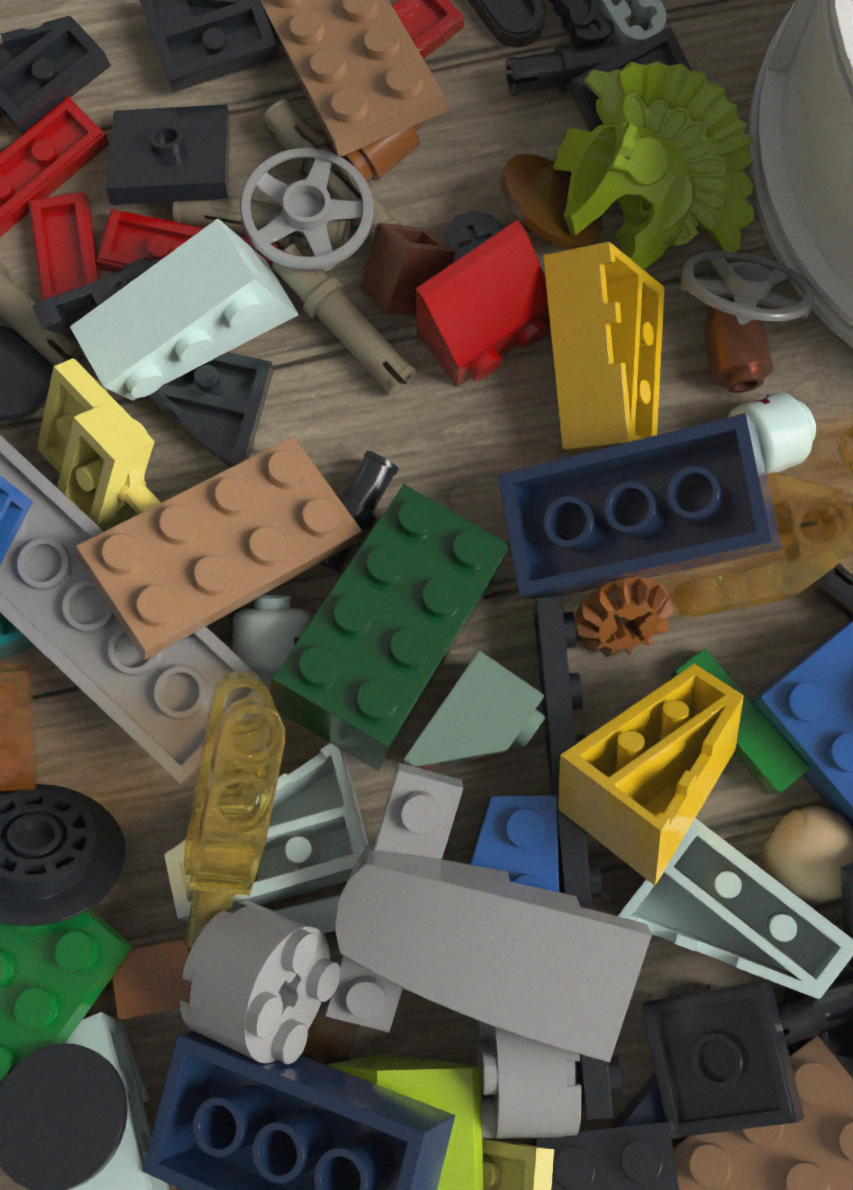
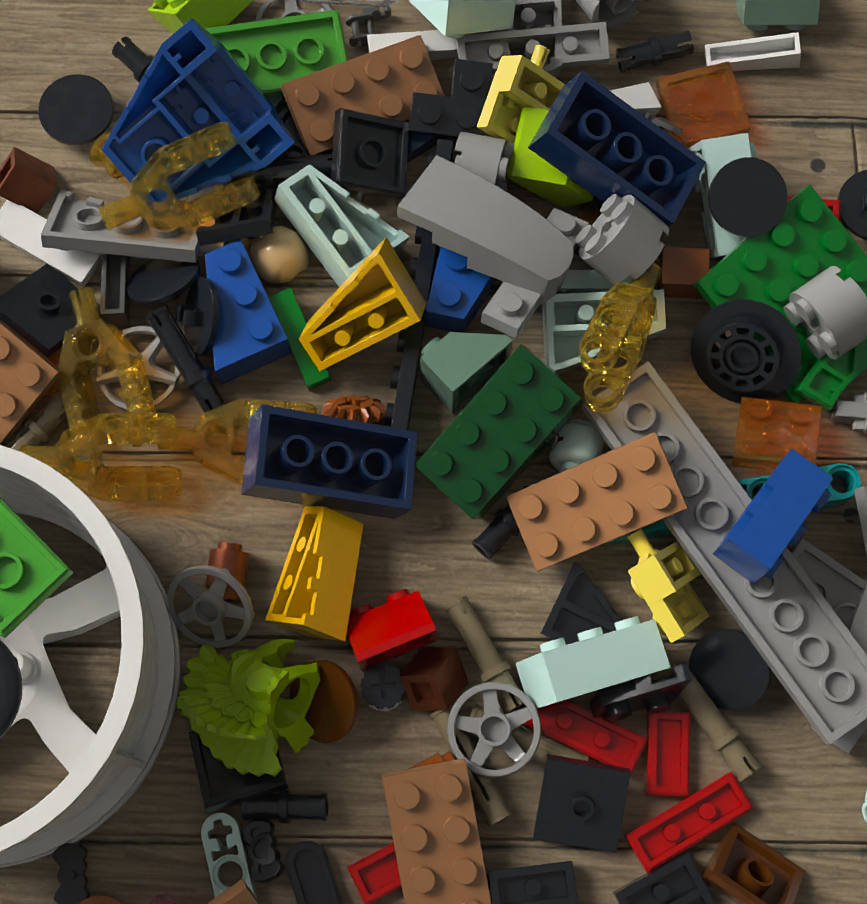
camera: 165 degrees left, 5 degrees down
(783, 429) = (224, 508): light aqua head -> none

